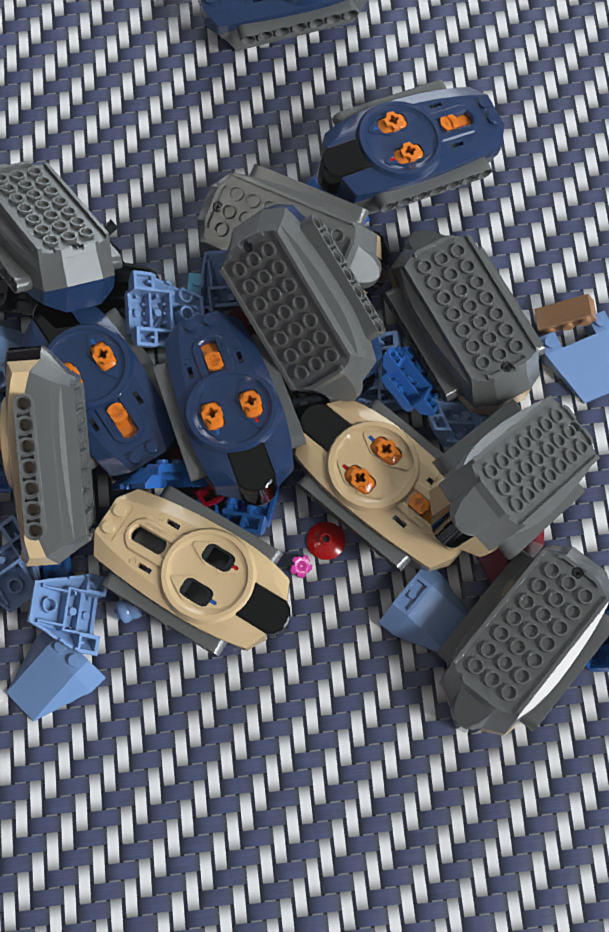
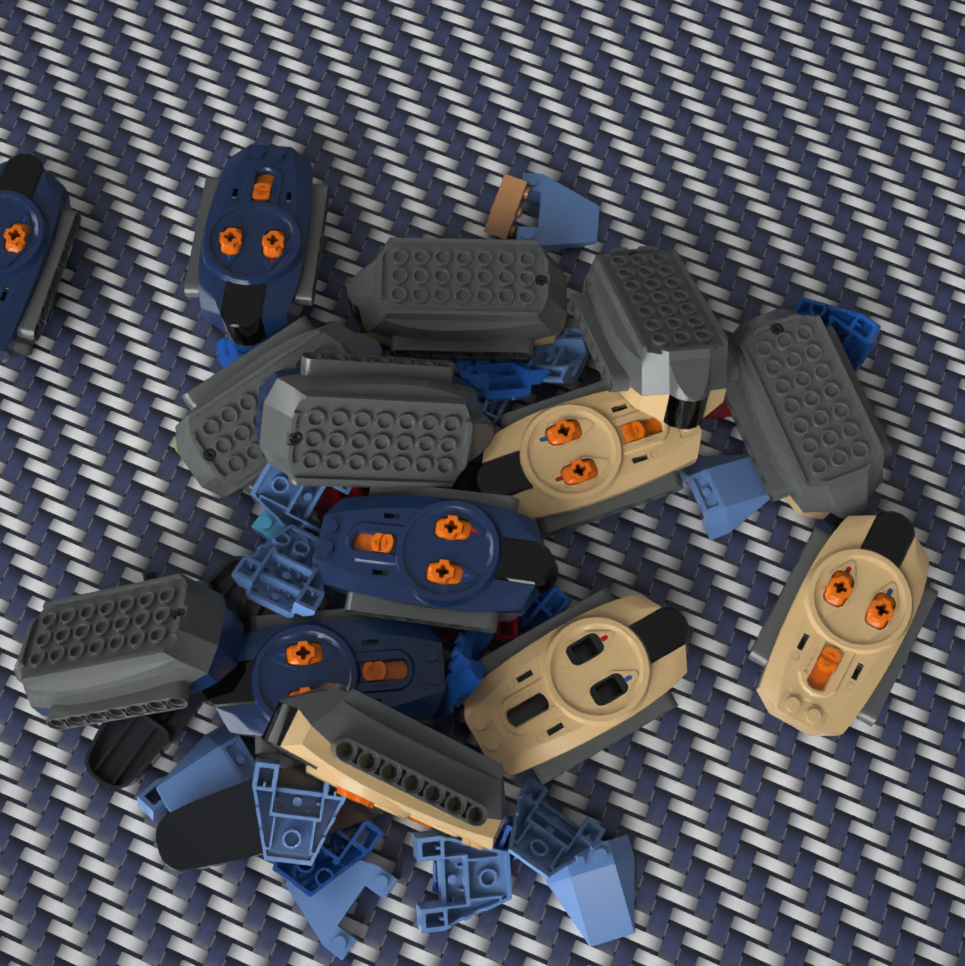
camera: 60 degrees left, 0 degrees up
(126, 611) = (573, 777): medium blue piece -> none
(301, 566) = (616, 581): dark pink plant -> none
(325, 550) = (599, 555): red dish -> none
(359, 756) = (844, 624): none -> tan piece

